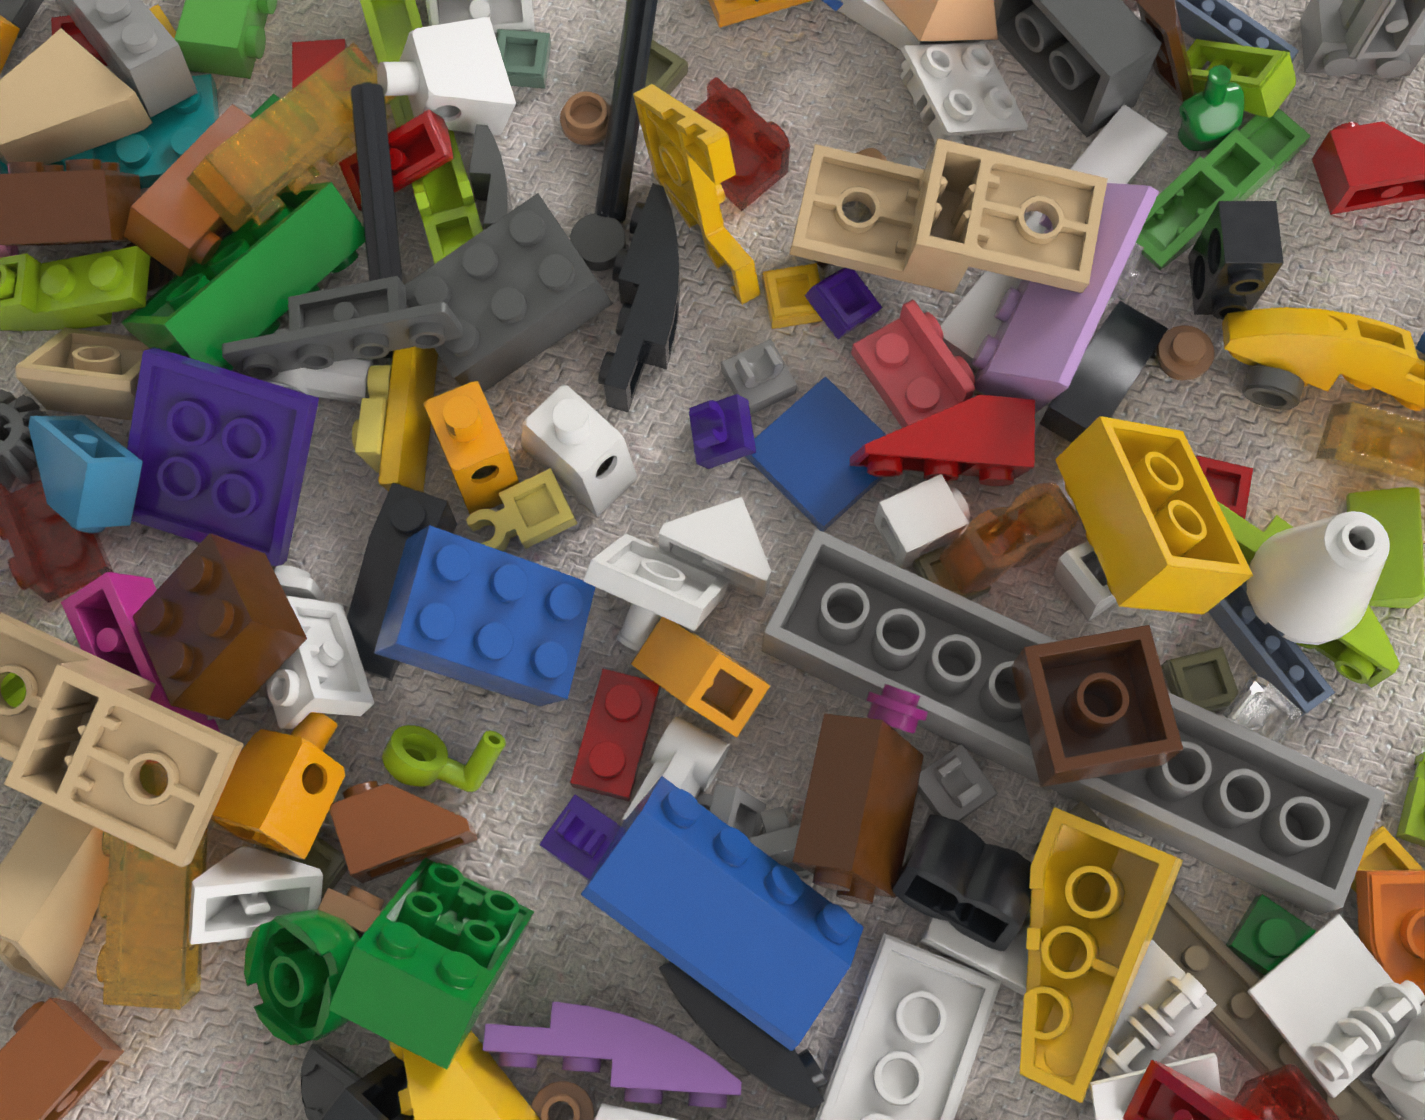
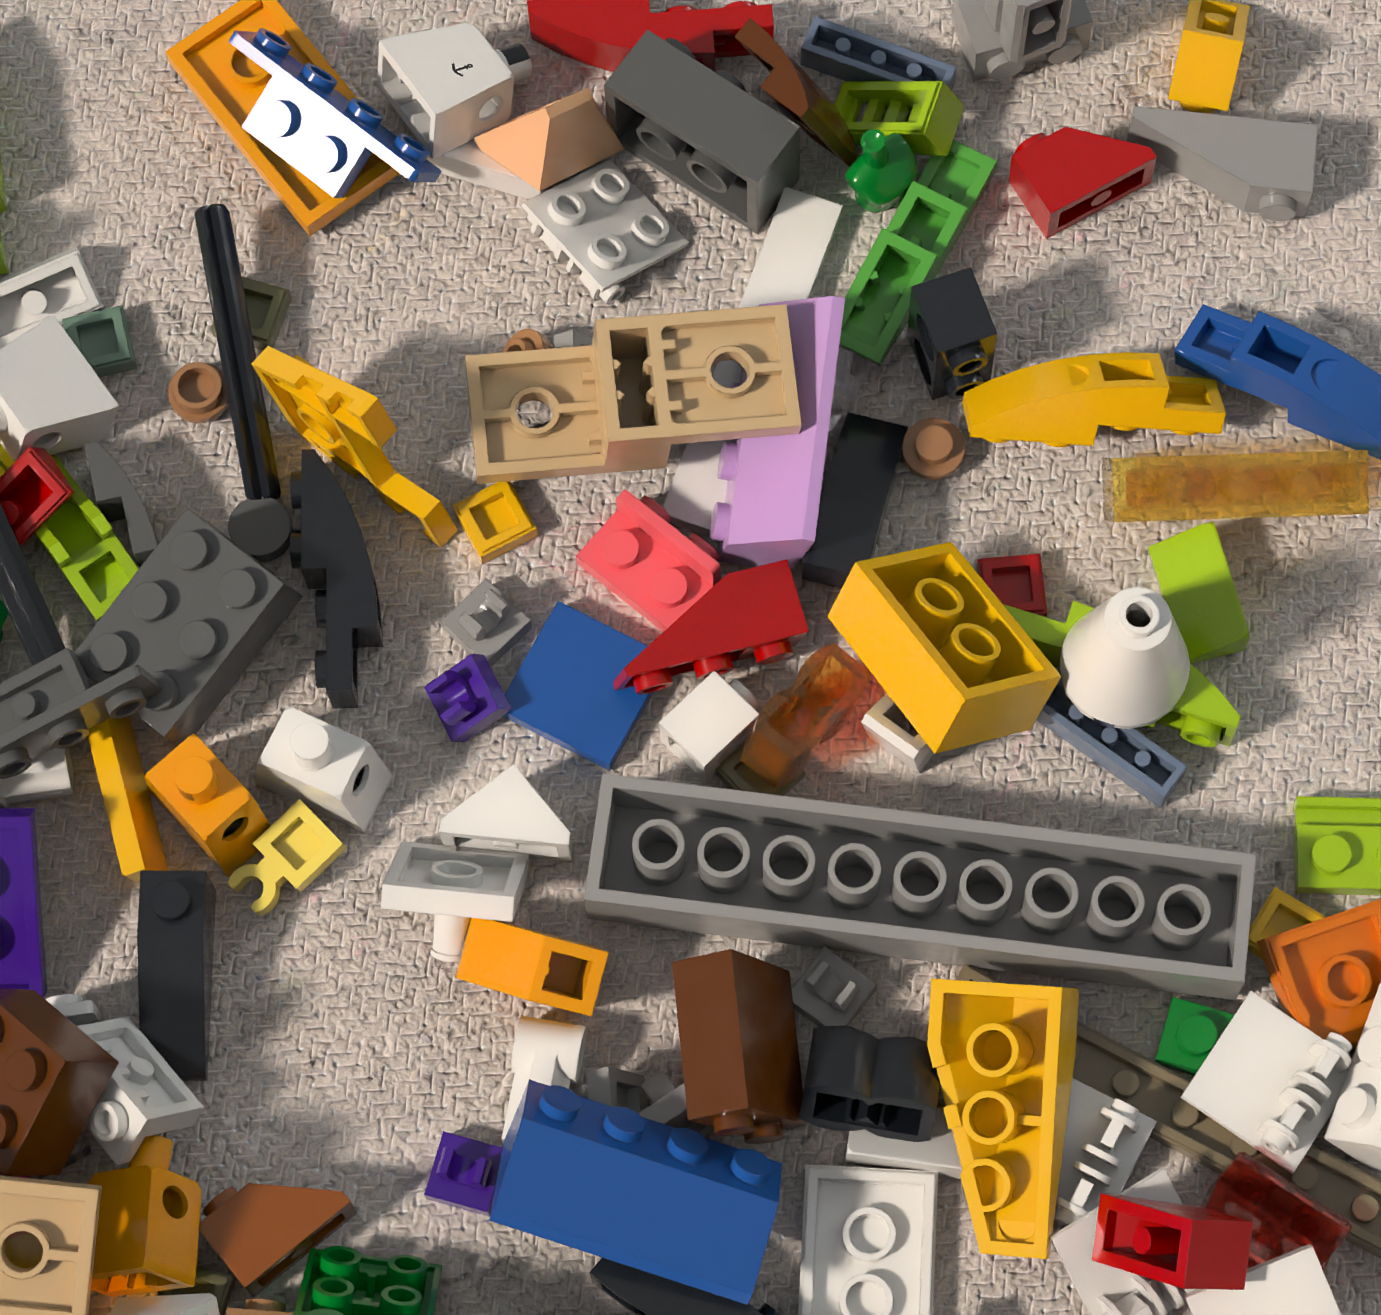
camera: 15 degrees left, 0 degrees up
(369, 428) = (90, 820): light yellow plate -> none
(420, 758) = (270, 1148): lime plate -> none
(485, 617) = (290, 980): blue brick -> none
(615, 735) = (464, 1056): red plate -> none
(757, 146) = (392, 368): clear red bracket -> none
(843, 301) = (551, 512): dark purple tile -> none
(896, 708) = (743, 932): magenta plate -> none
(1096, 706) = (938, 864): reddish brown brick -> none
(1202, 679) = (1053, 797): olive tile -> none
(1263, 709) = (1119, 810): clear plate -> none
(1273, 387) = (1035, 459): dark grey tile -> none

